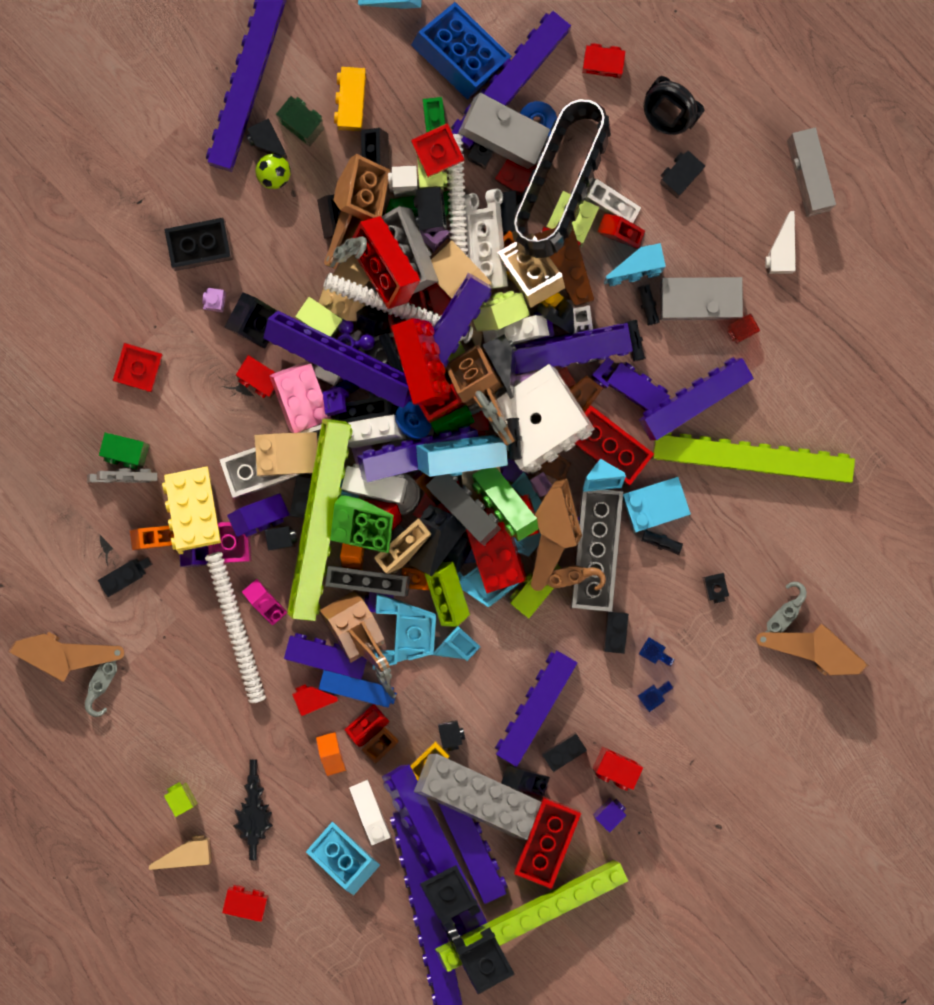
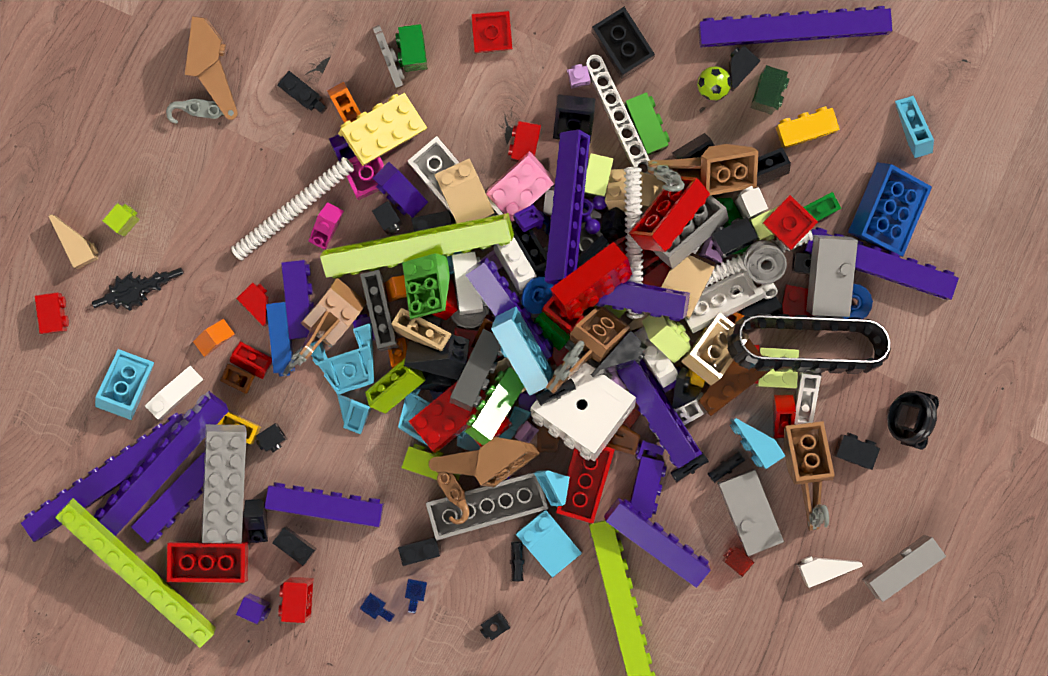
camera: 70 degrees right, 0 degrees up
(259, 273) = (618, 106): none -> white beam
(286, 251) = (647, 123): none -> bright green brick
(455, 189) = (767, 272): none -> light grey wheel
(482, 959) = (78, 545): black plate -> none
(603, 61) = (931, 341): red brick -> none
(675, 222) = (807, 462): none -> medium nougat slope

